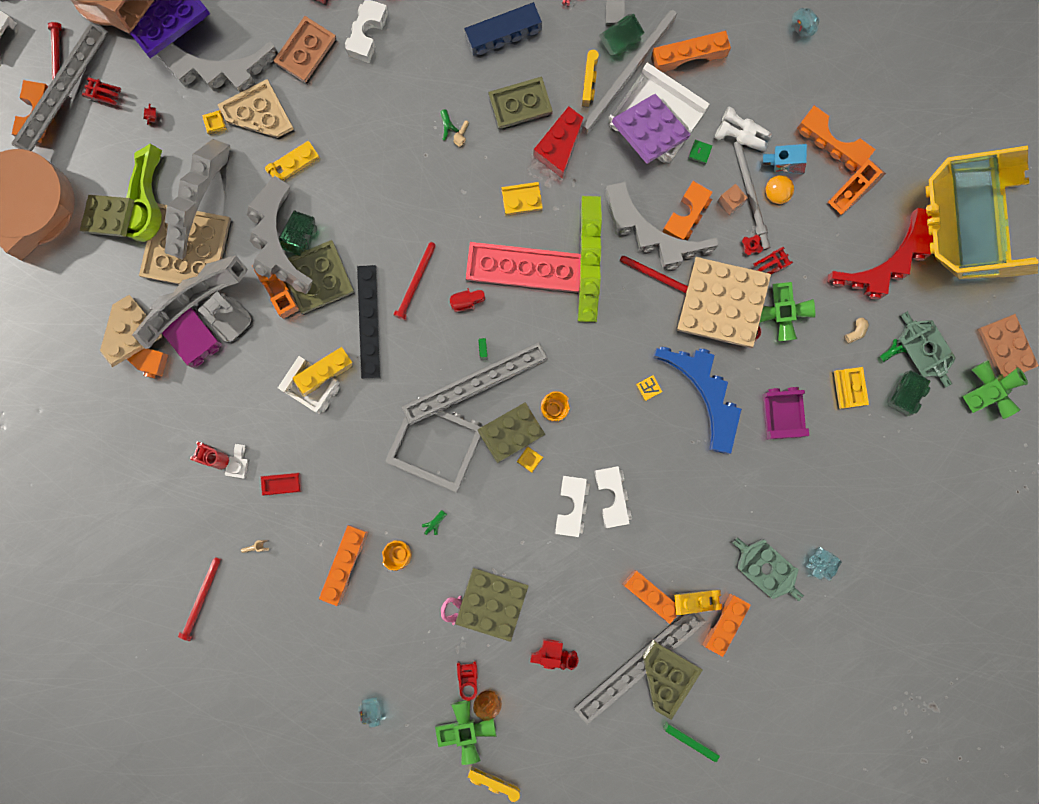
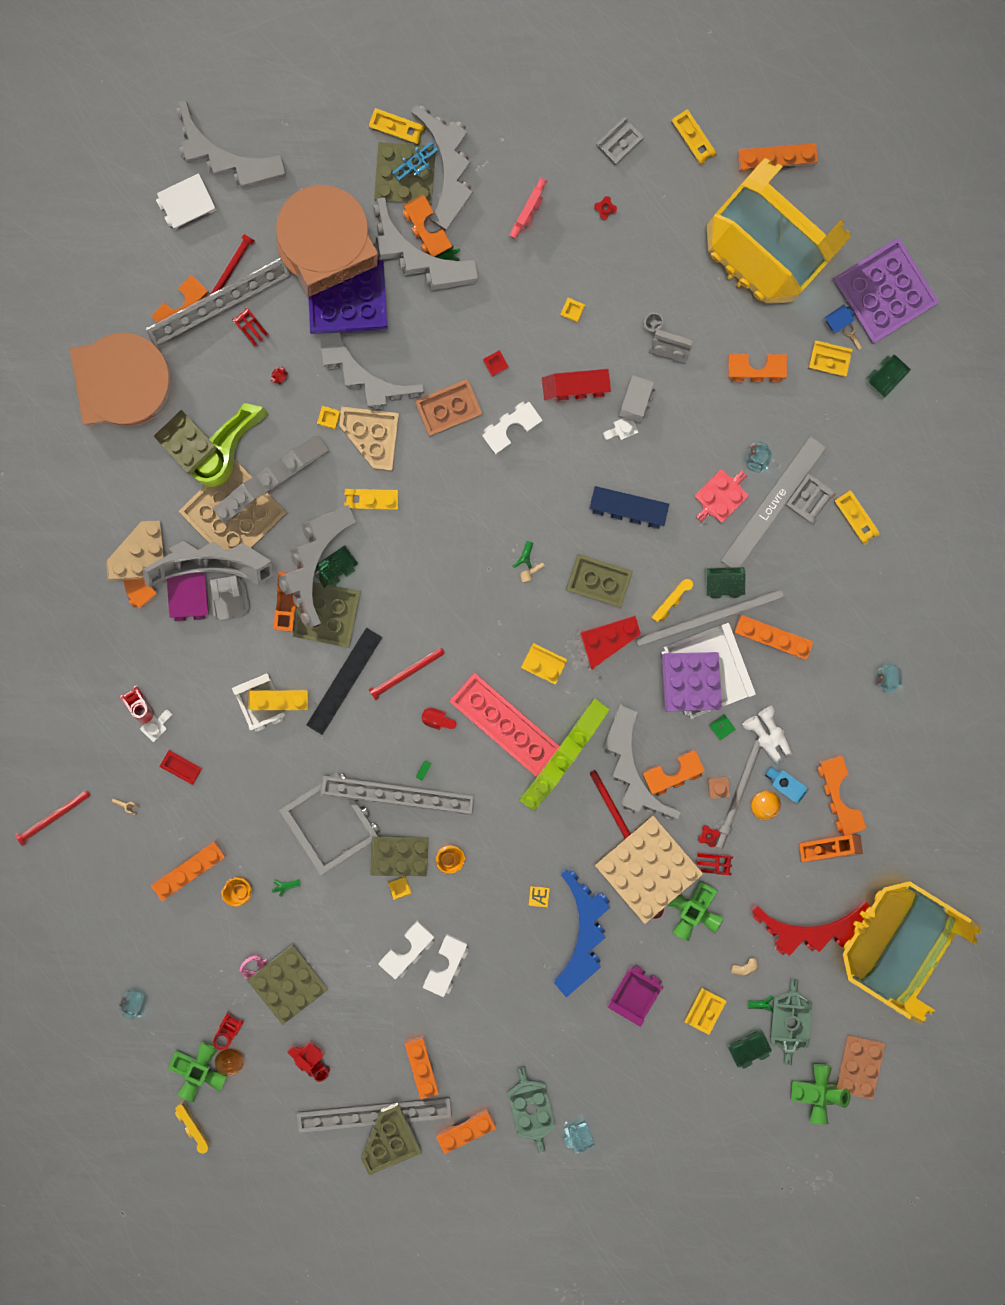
camera: 30 degrees right, 5 degrees up
(691, 742) = (372, 1202): green tile -> none
(697, 602) = (455, 1097): yellow plate -> none

